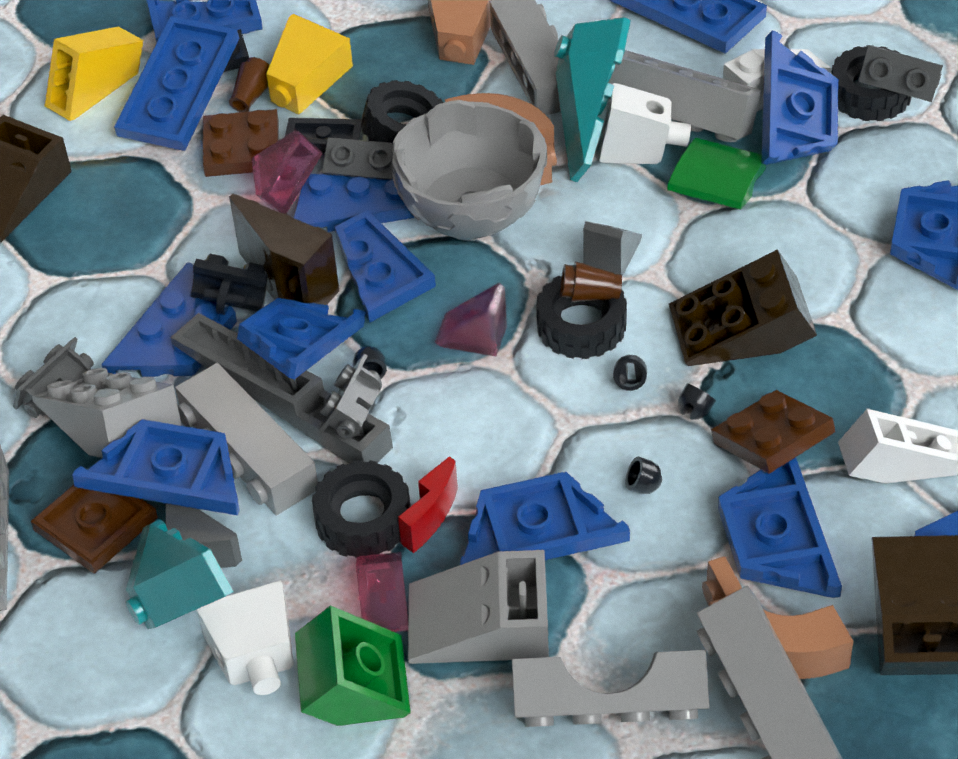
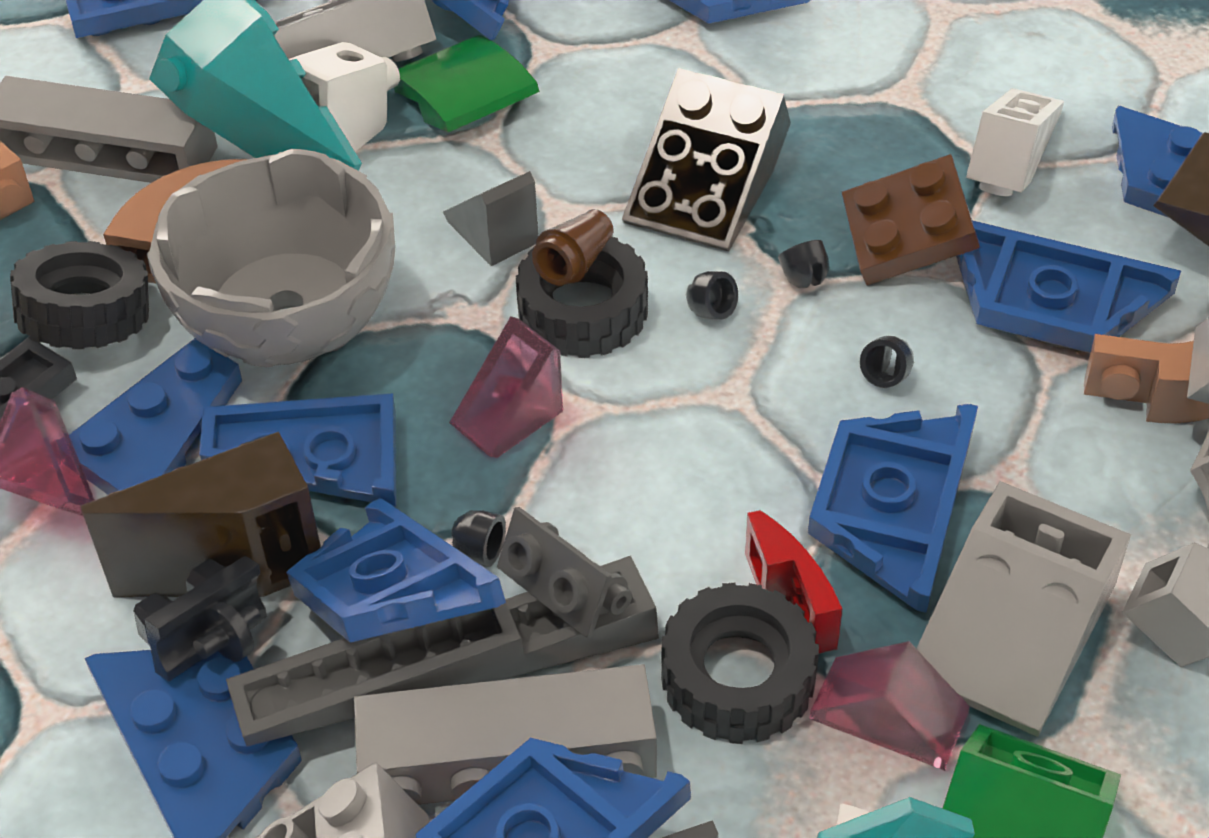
camera: 60 degrees left, 0 degrees up
(358, 158) = (106, 368): dark grey hinge -> none

